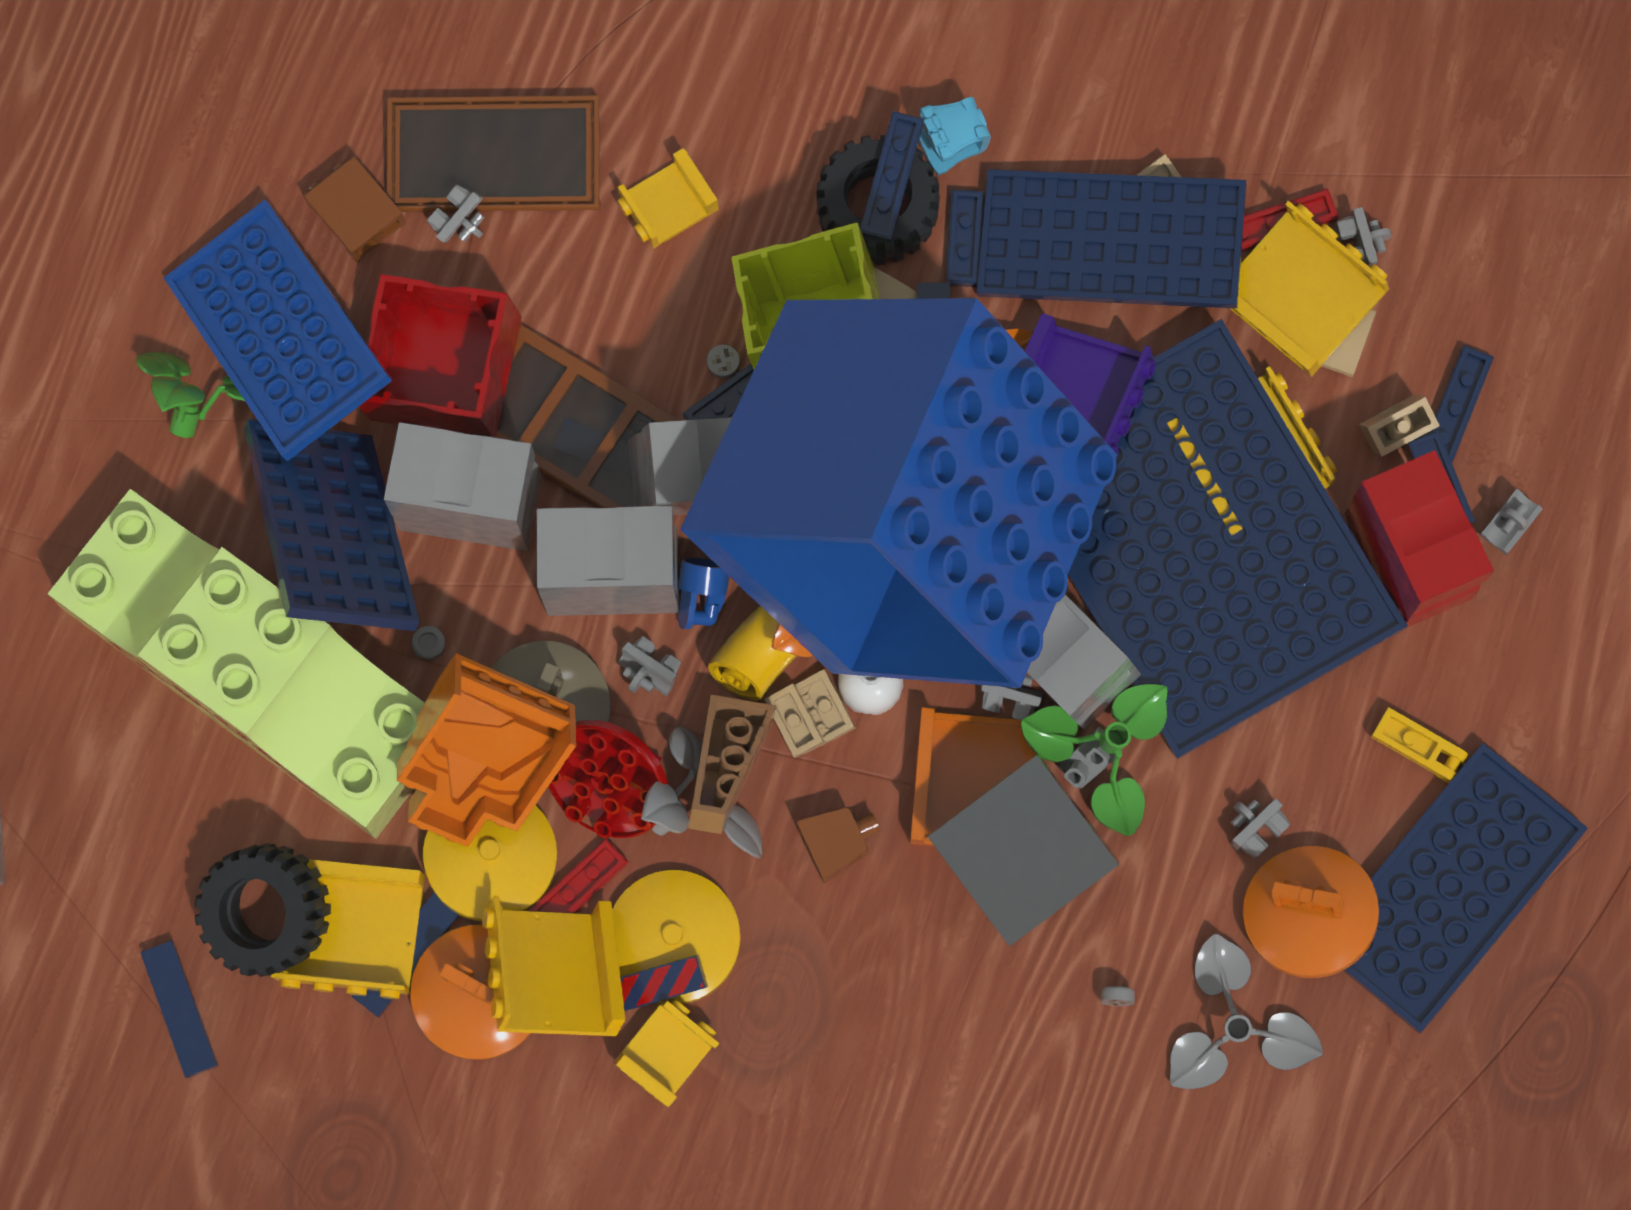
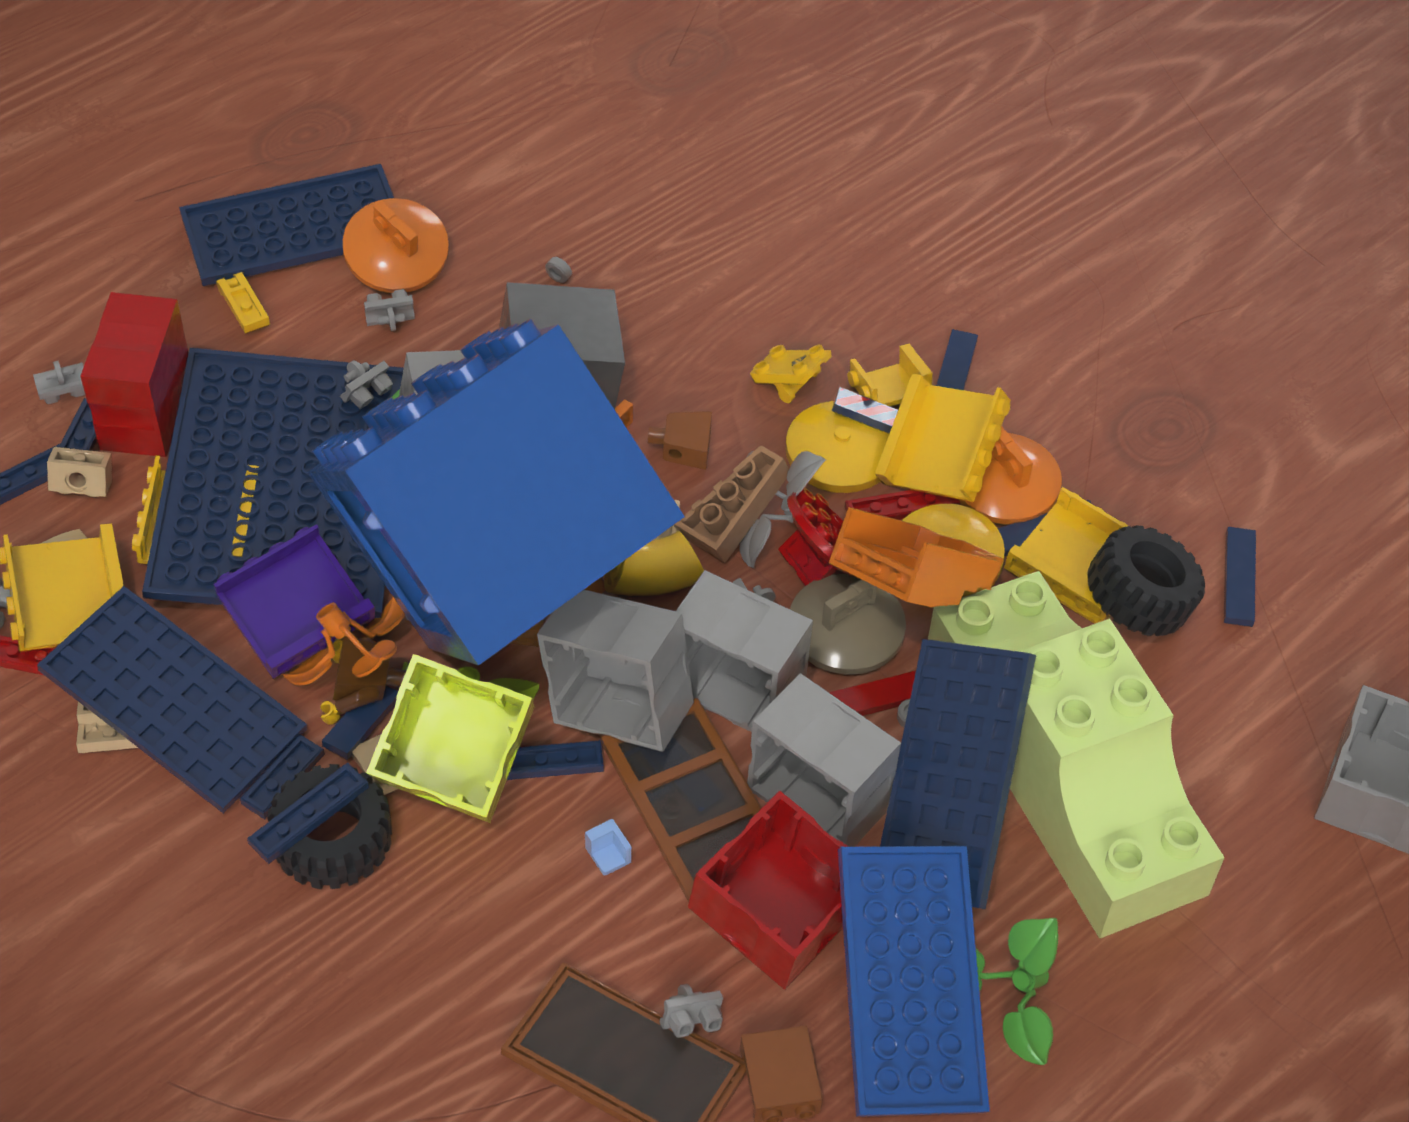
camera: 155 degrees left, 25 degrees down
(475, 637) = (878, 694): none -> red tile
(606, 1116) = (957, 360): none -> dark blue tile
(626, 333) = (608, 847): none -> light blue panel
(668, 201) = (501, 936): yellow panel -> none
(723, 361) = (543, 788): light grey tile -> none
(778, 999) = (790, 368): none -> yellow shield
(952, 133) = (223, 847): medium azure piece -> none
(1198, 1062) = (466, 204): light grey plant -> none
(1203, 692) = (362, 380): none -> light grey hips

